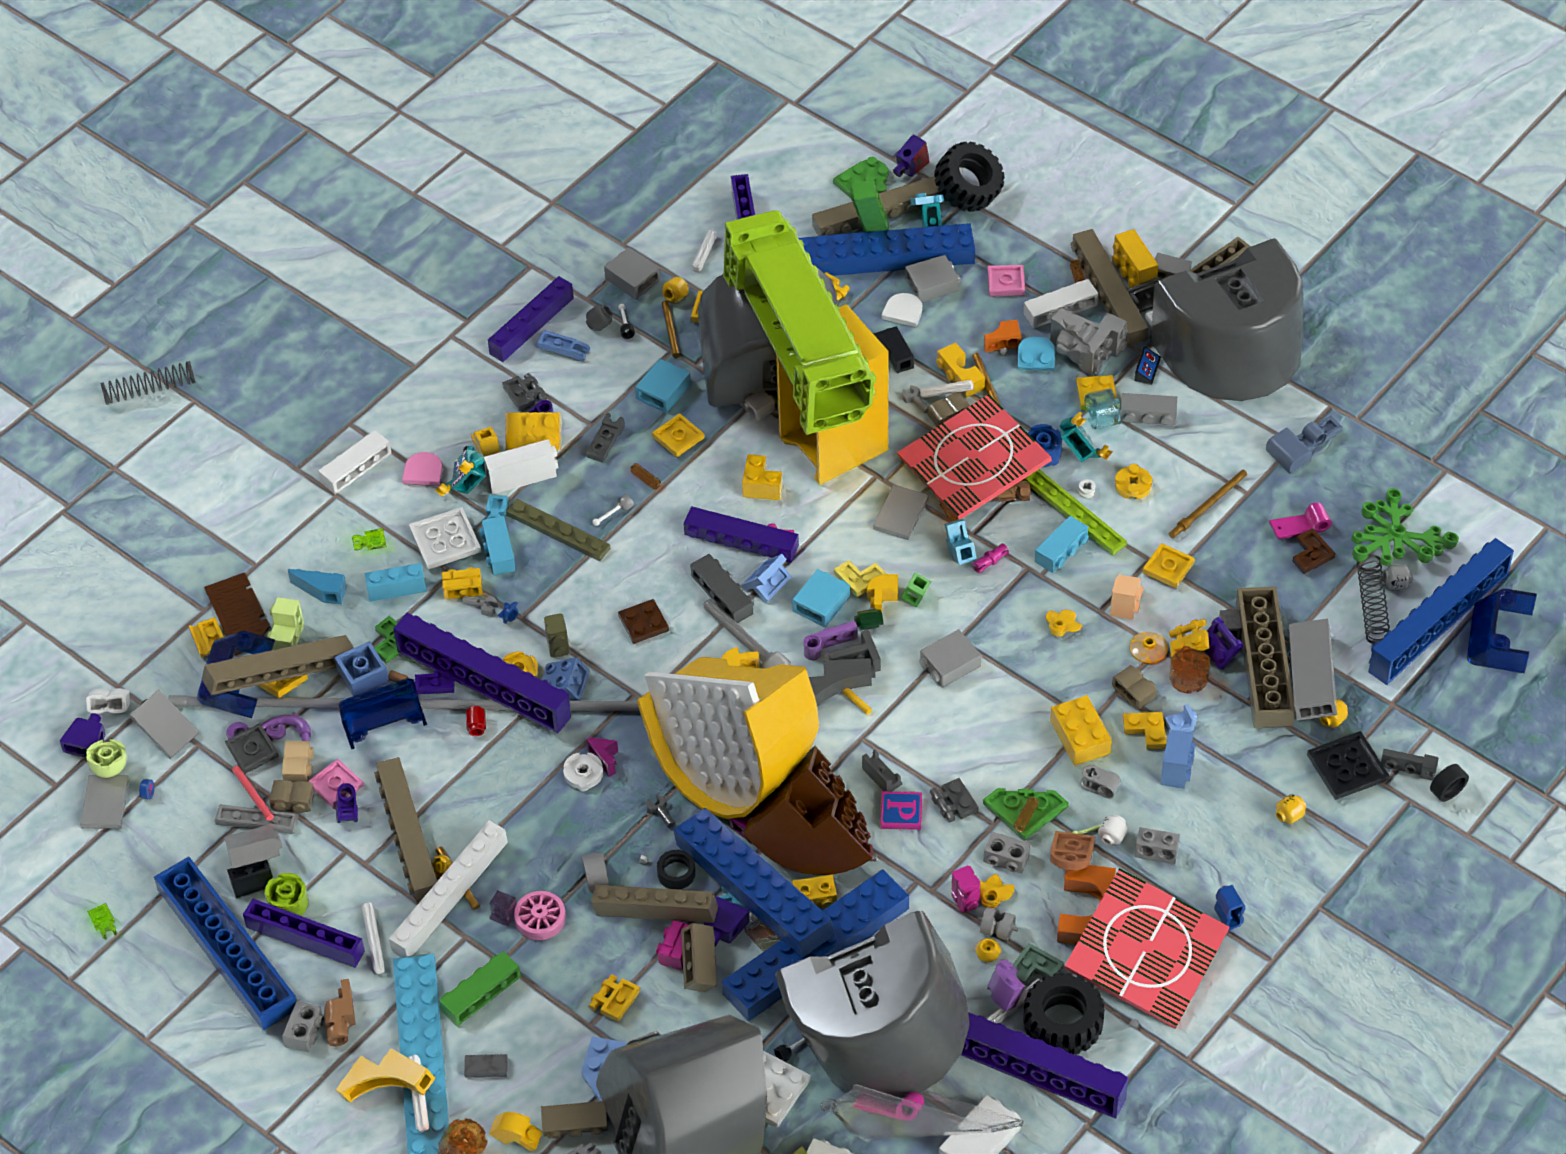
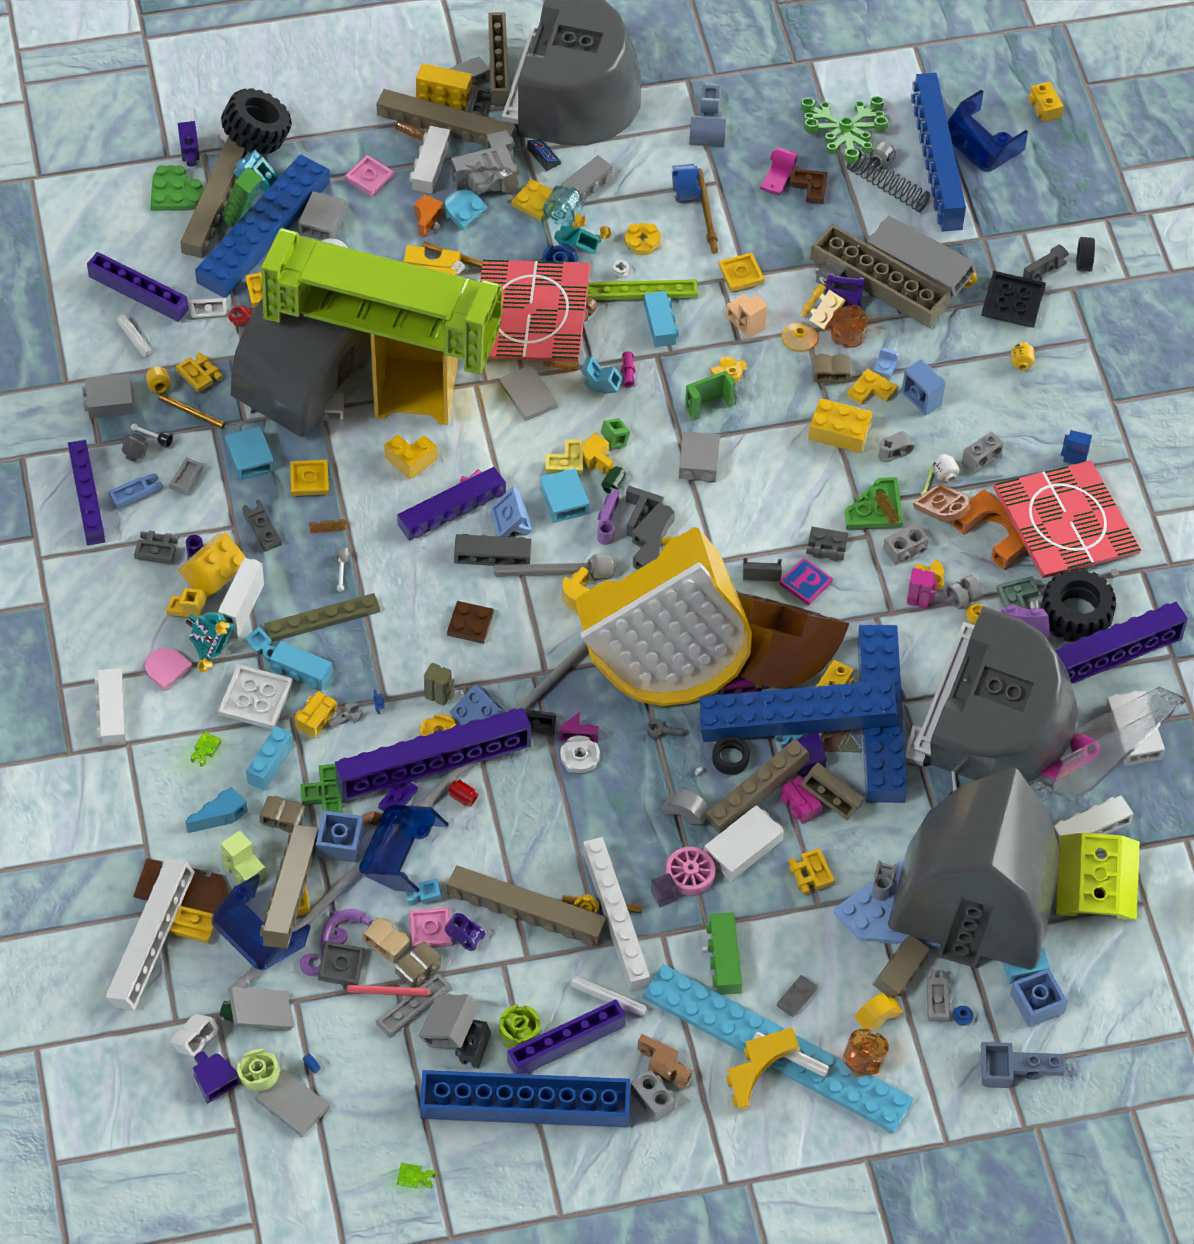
camera: 55 degrees left, 5 degrees up
(172, 616) = (150, 934): none -> white brick
(353, 623) = (281, 813): none -> dark tan brick
(363, 758) = (428, 892): none -> medium azure plate
(587, 720) = (541, 721): none -> black slope
(598, 932) = (744, 842): none -> white brick
(605, 364) = (185, 476): none -> light grey plate
(1014, 617) = (708, 390): none -> bright green panel
(1214, 468) = (685, 182): none -> blue brick

